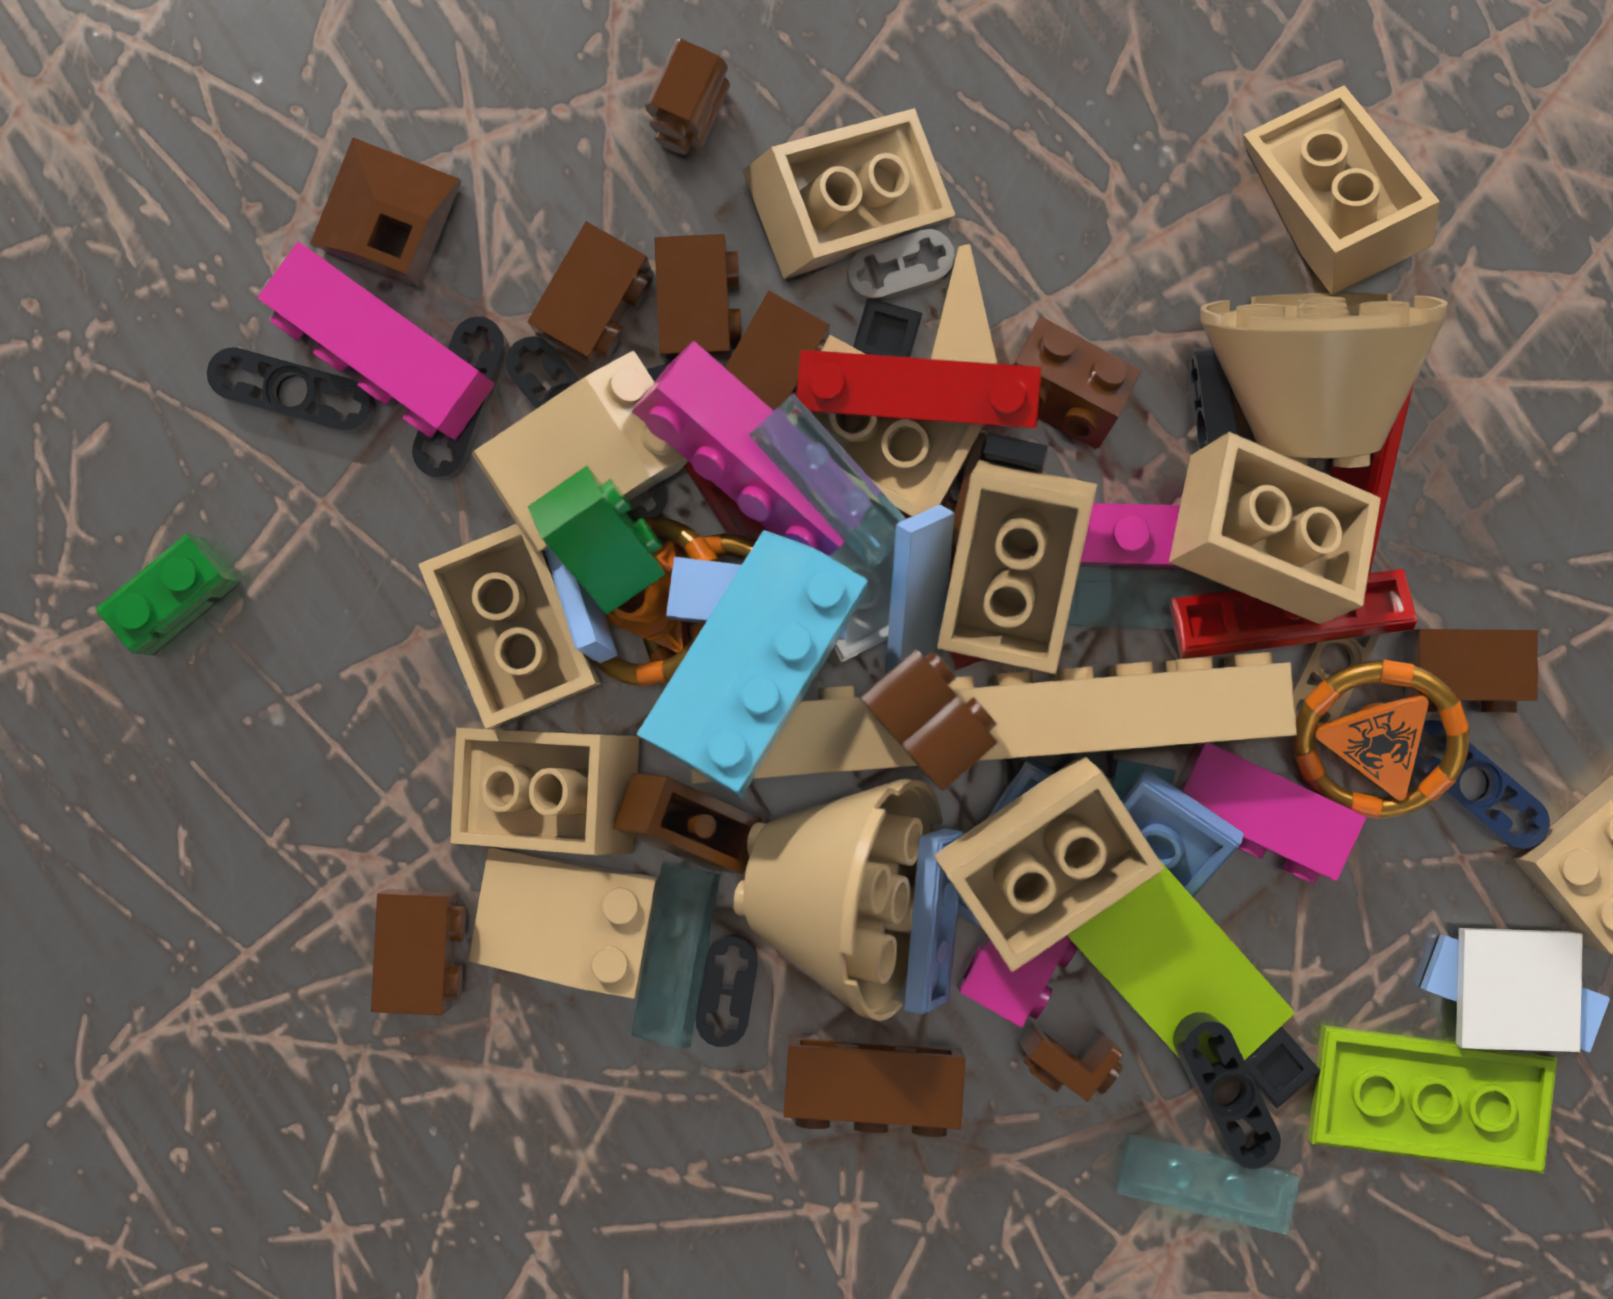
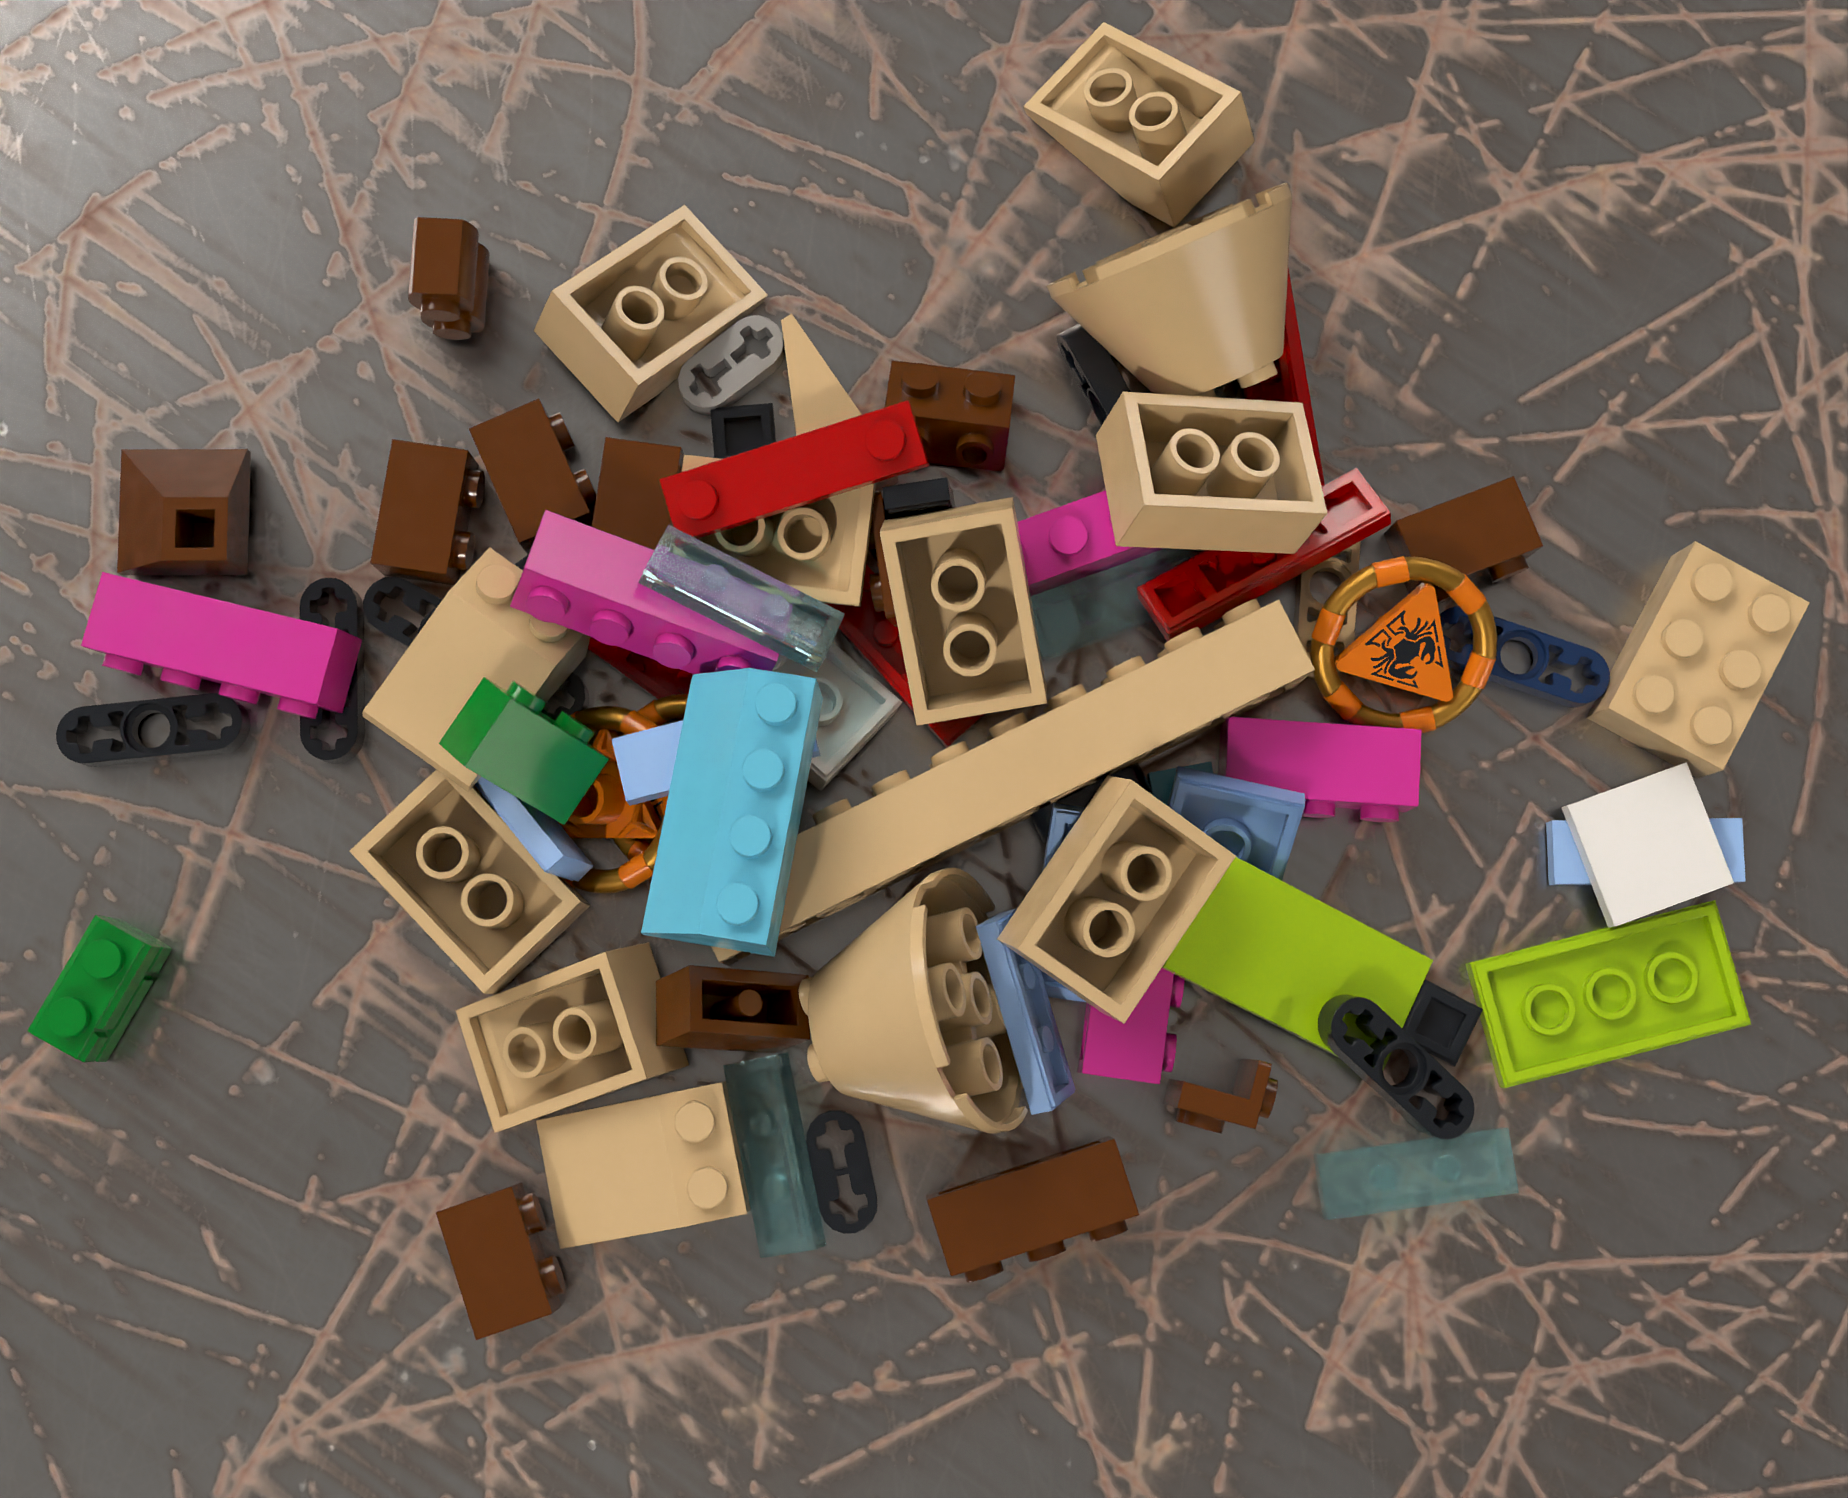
camera: 30 degrees left, 5 degrees down
(919, 583) = (876, 678): light blue tile -> none
(930, 718) = (935, 796): reddish brown brick -> none

